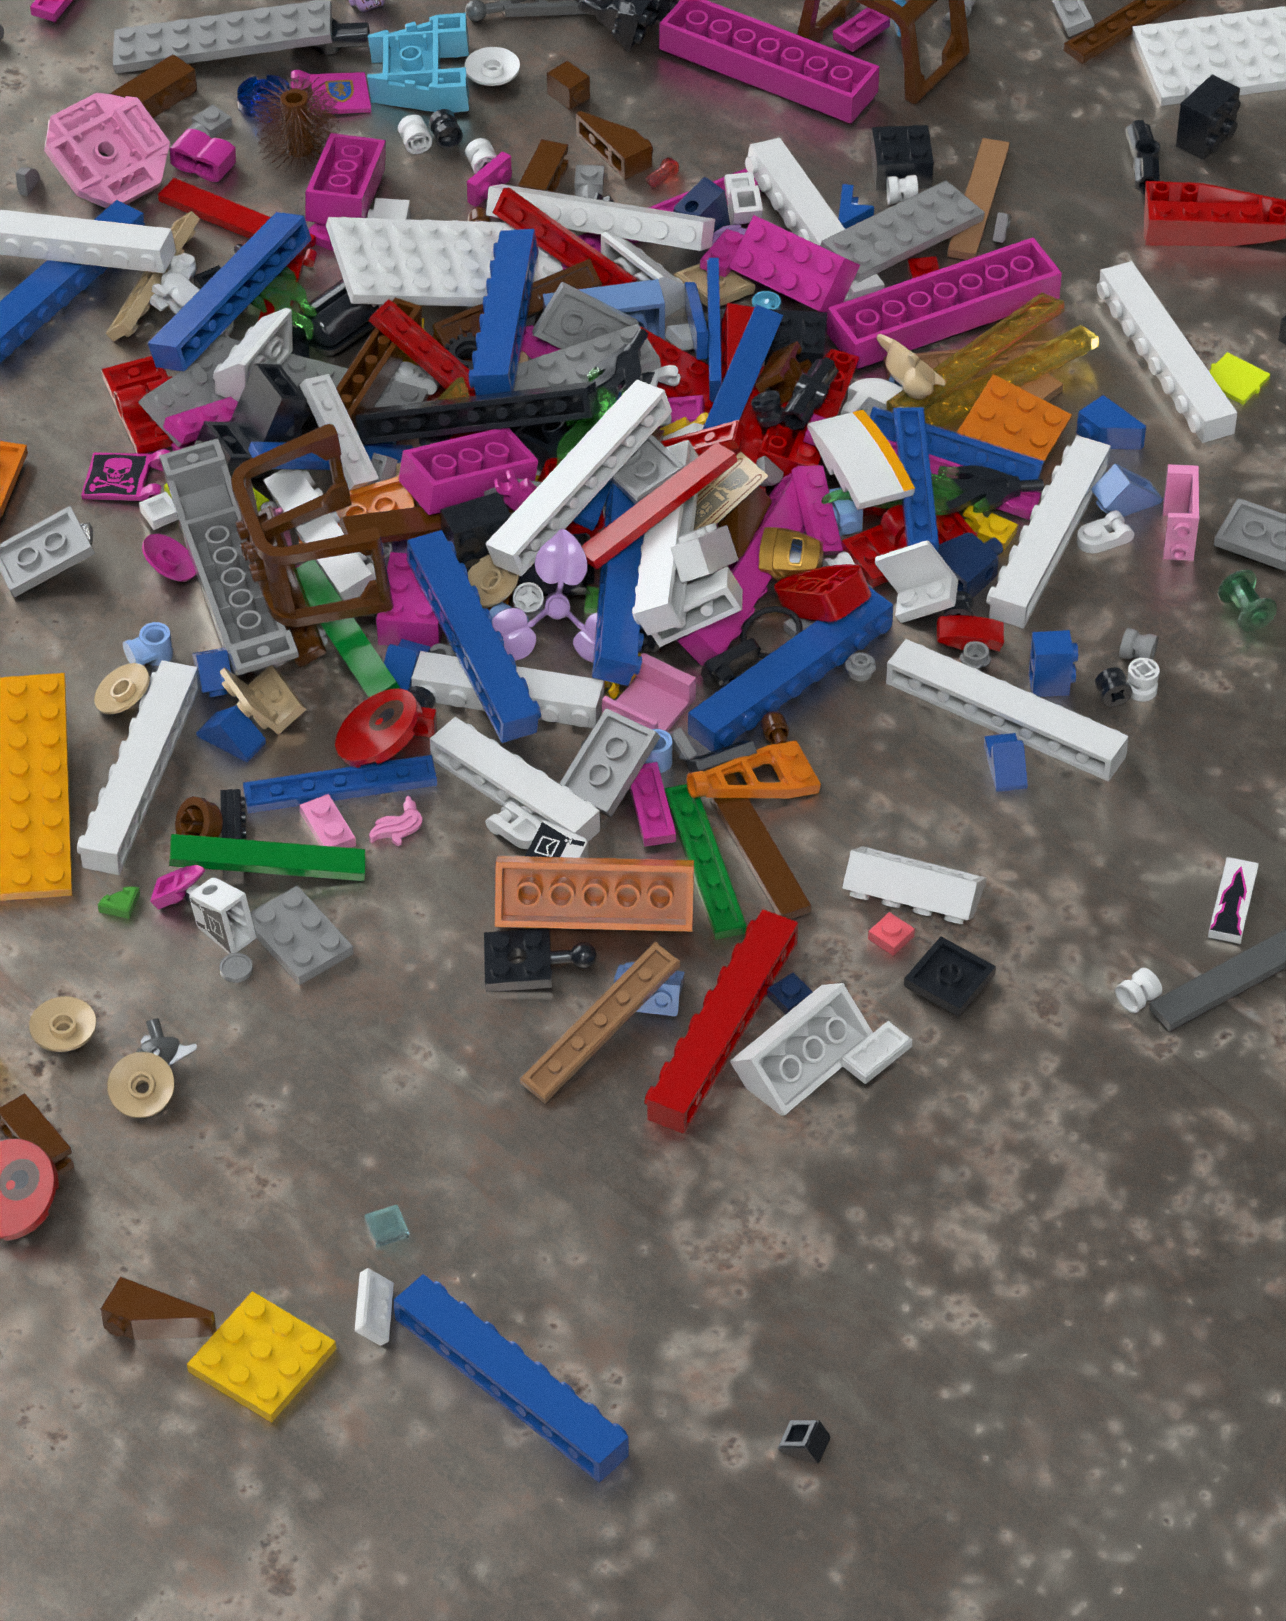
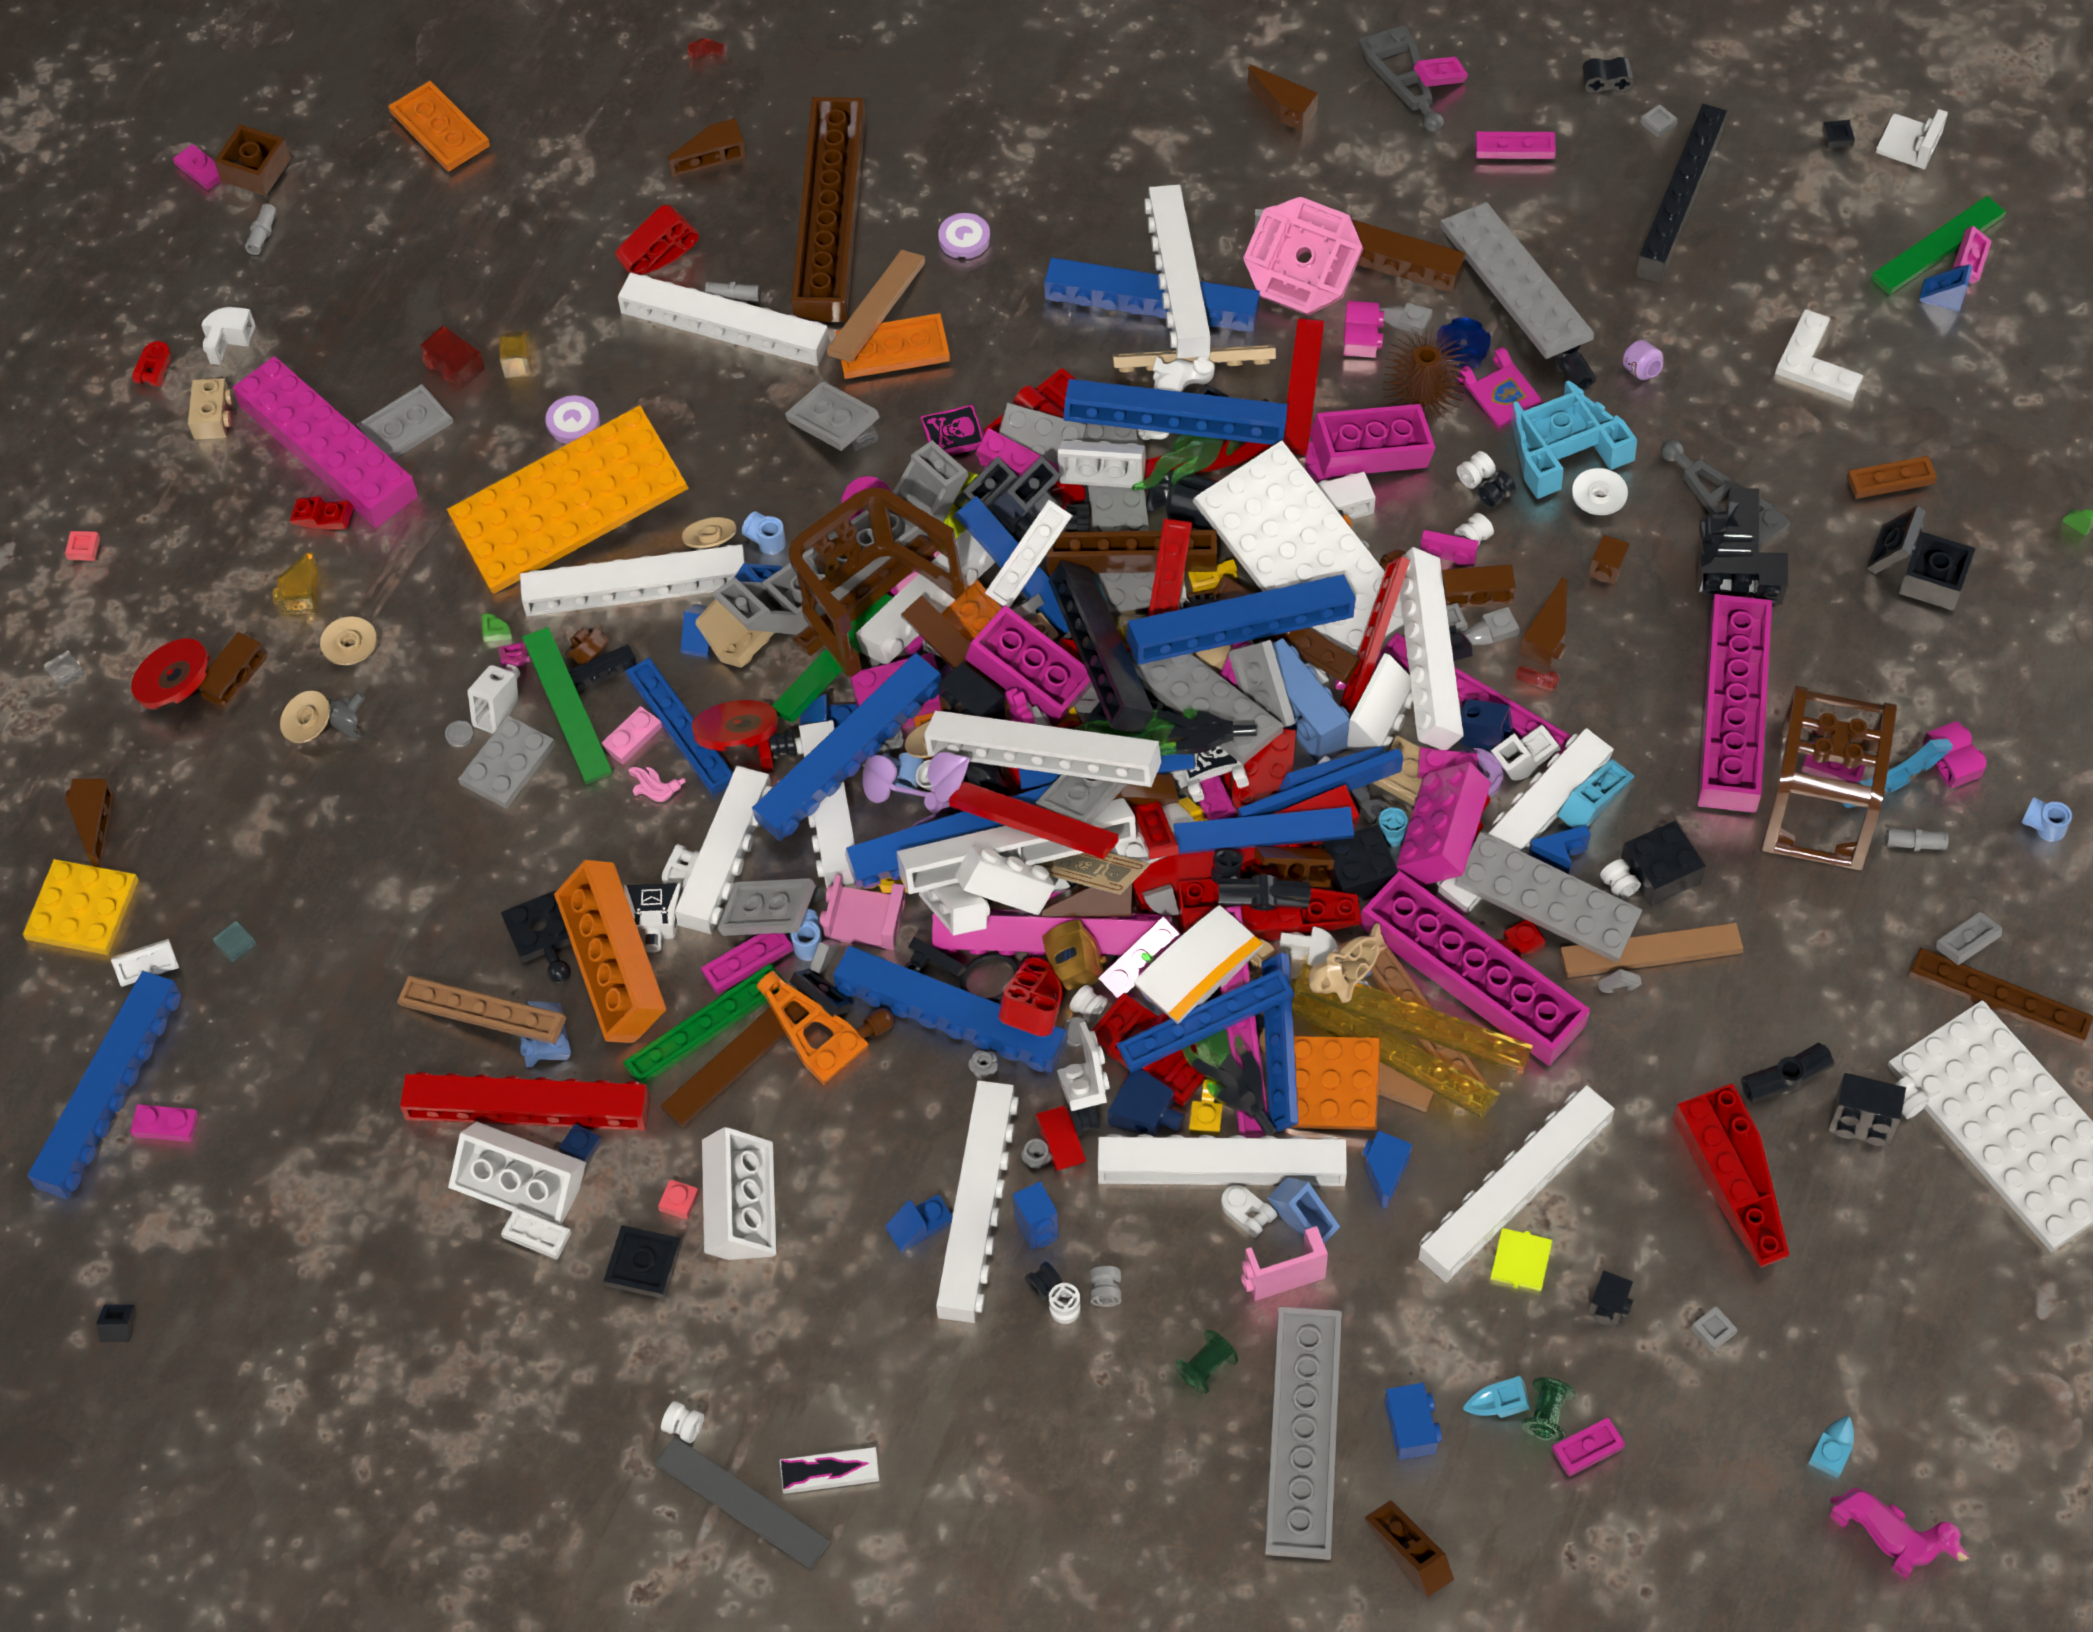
camera: 70 degrees right, 10 degrees up
(582, 1341) = (164, 1123): none -> dark pink plate
(822, 174) = (1595, 795): none -> medium azure slope

